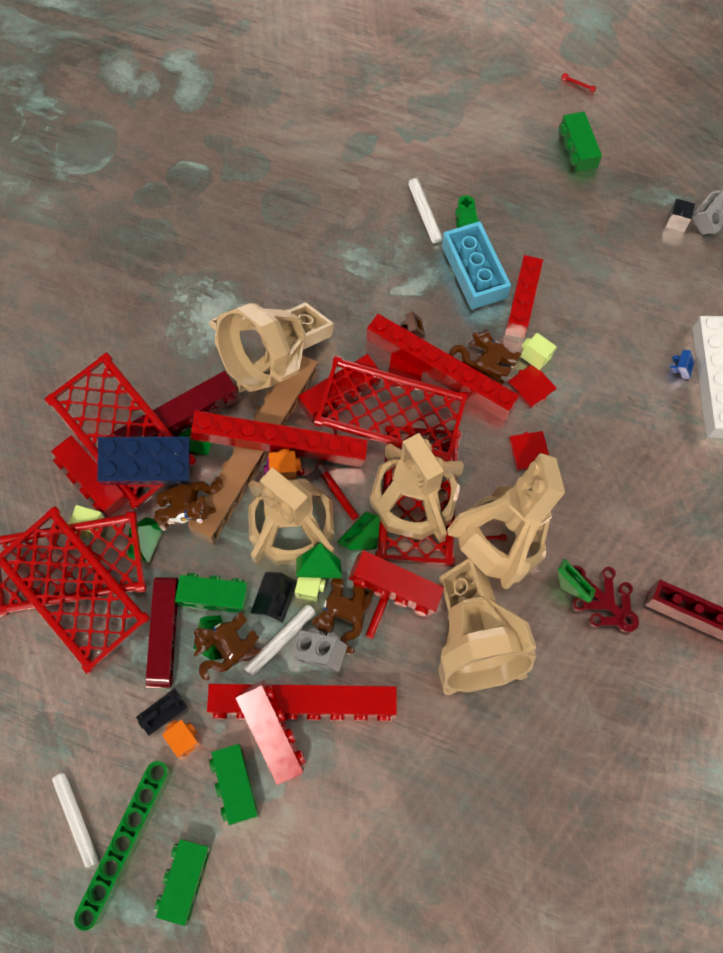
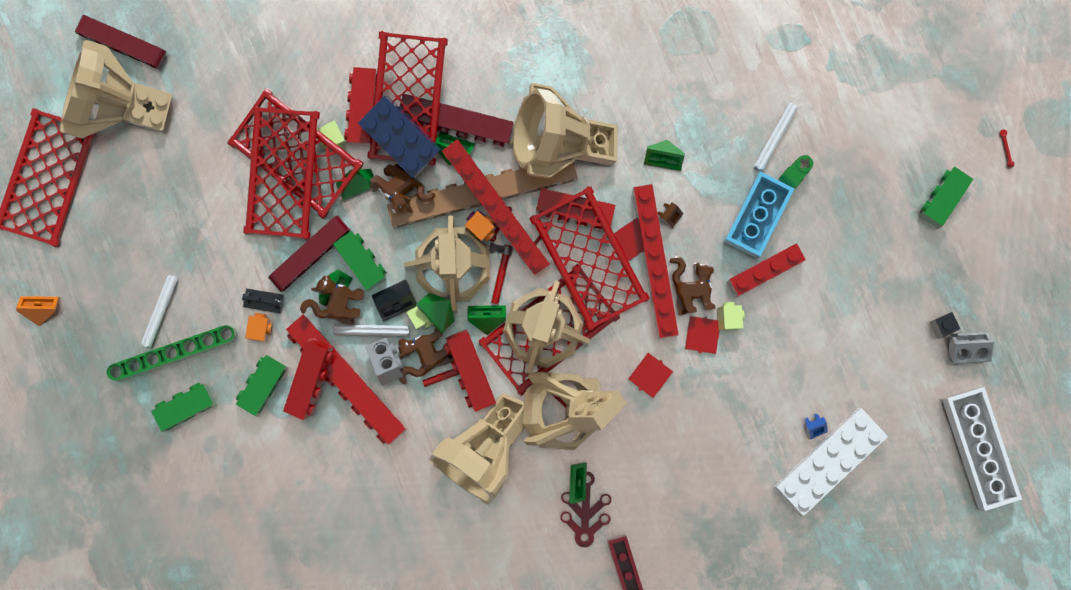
camera: 45 degrees right, 15 degrees up
(363, 293) = (664, 155): none -> green slope

